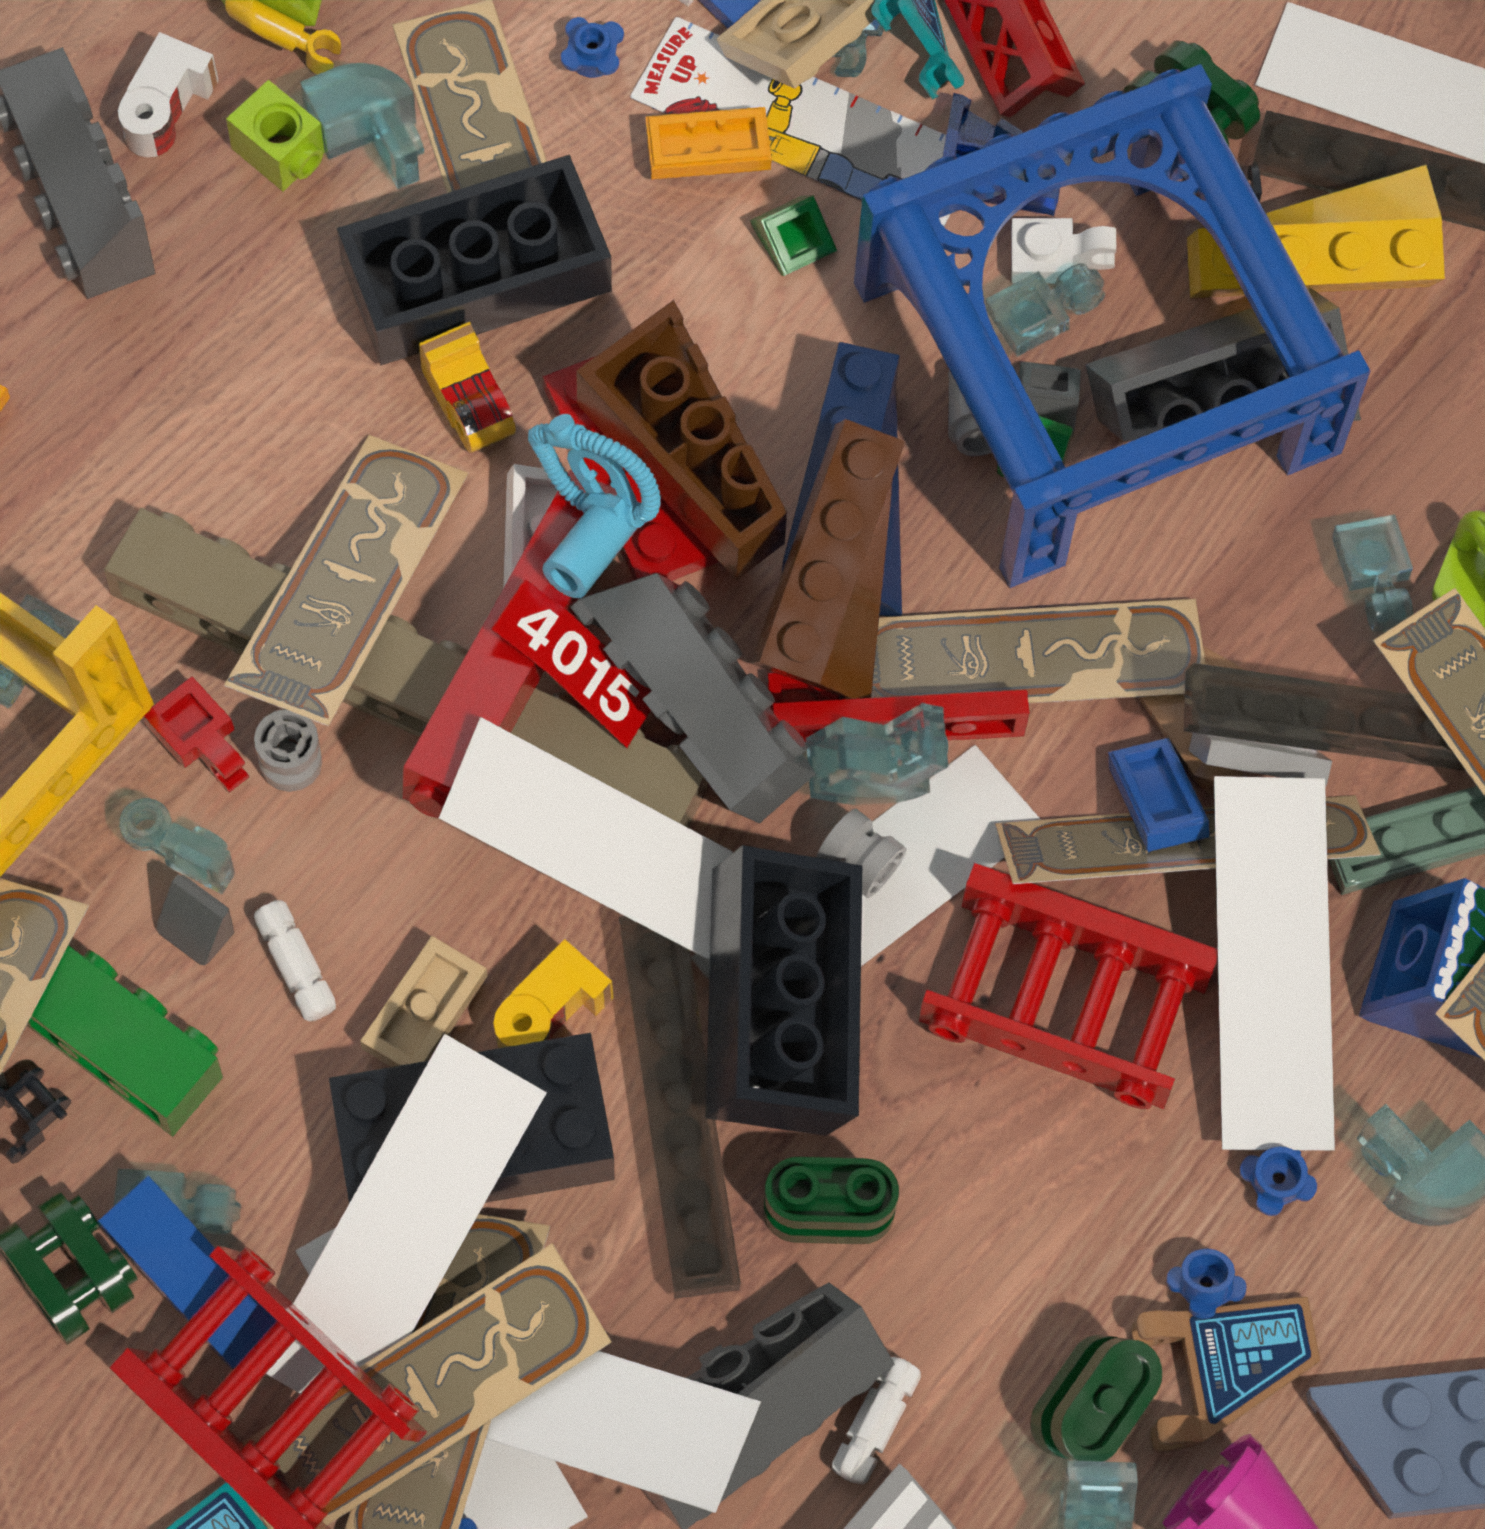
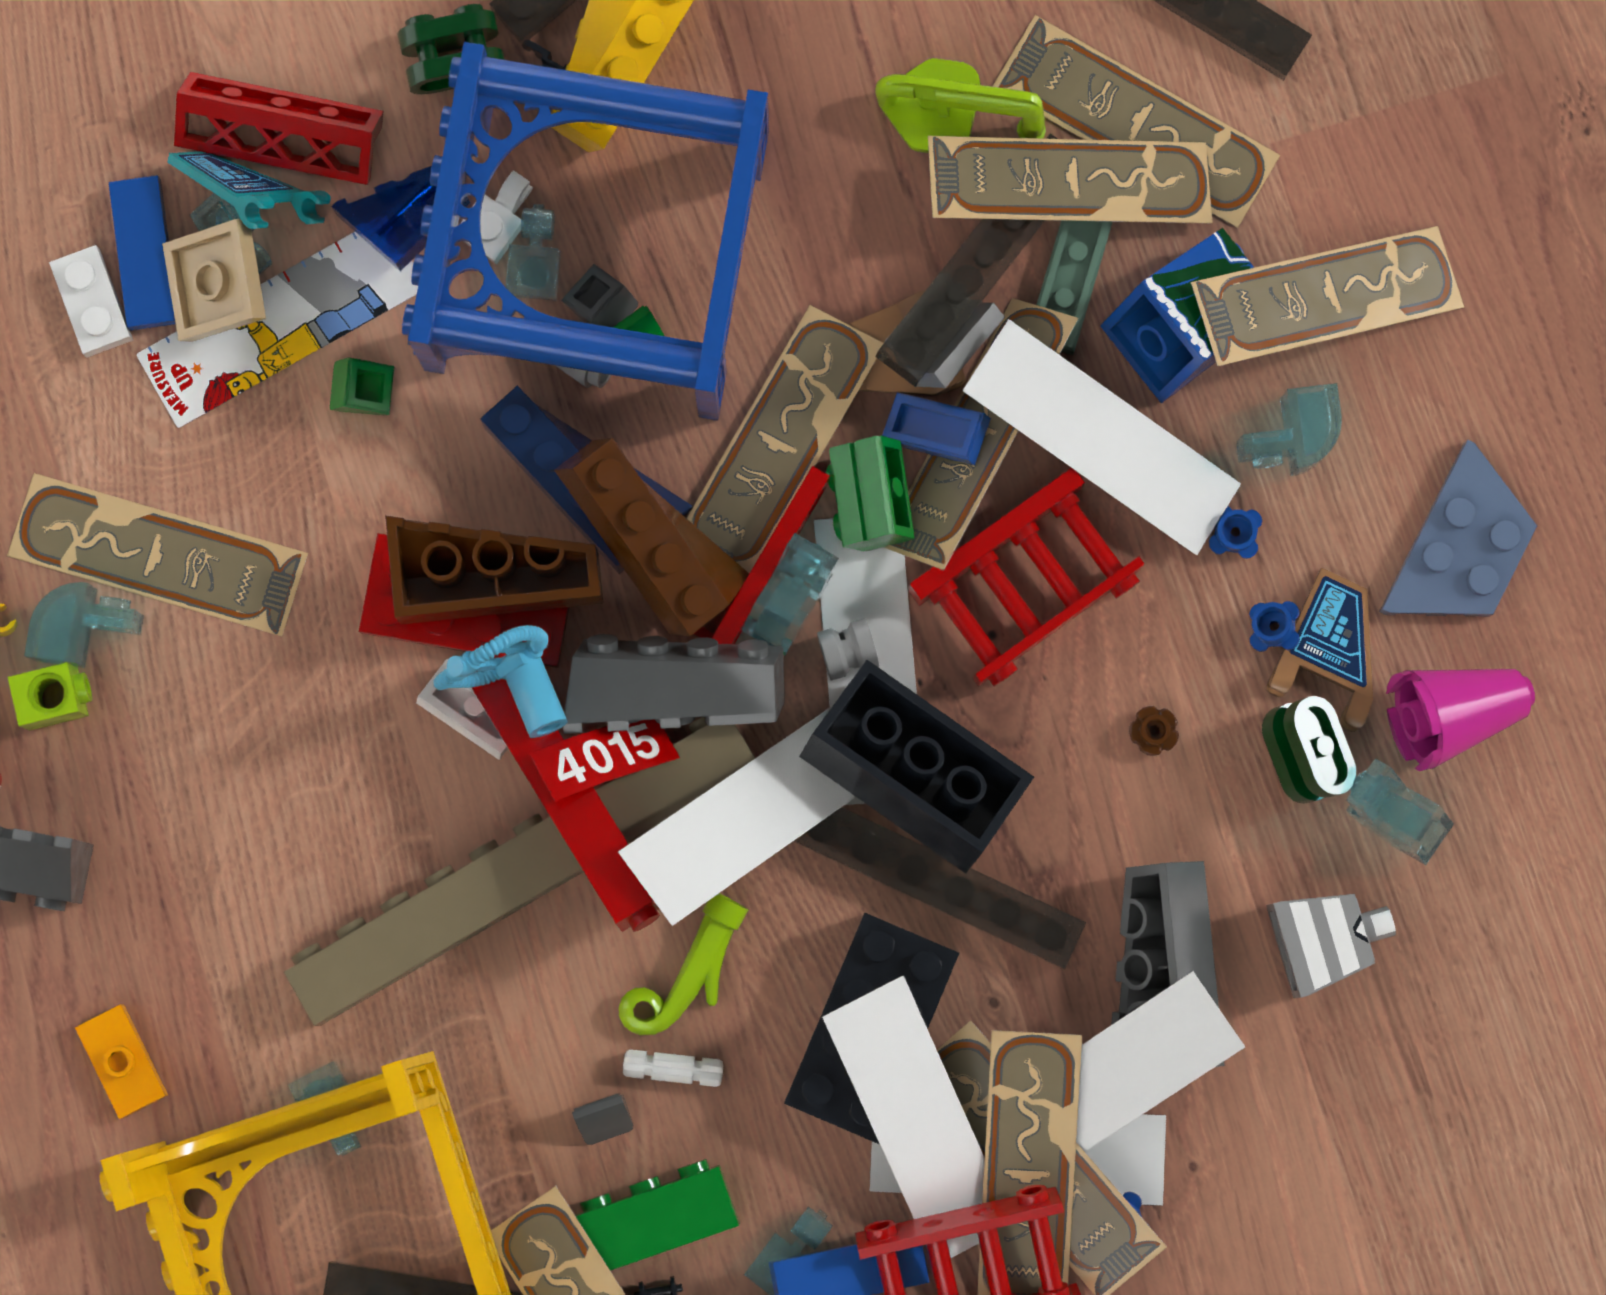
camera: 55 degrees left, 15 degrees up
(192, 853) = (557, 1086): clear light blue plate -> none
(195, 727) = (462, 1032): red plate -> none
(291, 764) = (531, 980): light grey wheel -> none
(346, 580) = (430, 864): sticker -> none
(424, 1005) = (764, 1005): tan plate -> none
(439, 916) = (699, 968): none -> lime plant
(466, 388) = (335, 689): leg -> none
(475, 257) = (243, 622): black brick -> none
(551, 997) = (817, 942): yellow leg -> none
(587, 61) = (125, 444): blue plate -> none
(708, 143) = (255, 400): light orange plate -> none
(830, 1200) = (1070, 828): dark green brick -> none
(876, 1422) = (1227, 895): white axle -> none
(994, 1244) = (1154, 744): none -> reddish brown plate
(1041, 770) = (870, 494): none -> green brick
(1191, 372) = (663, 191): dark grey wedge -> none
(1376, 557) = (862, 167): clear light blue plate -> none

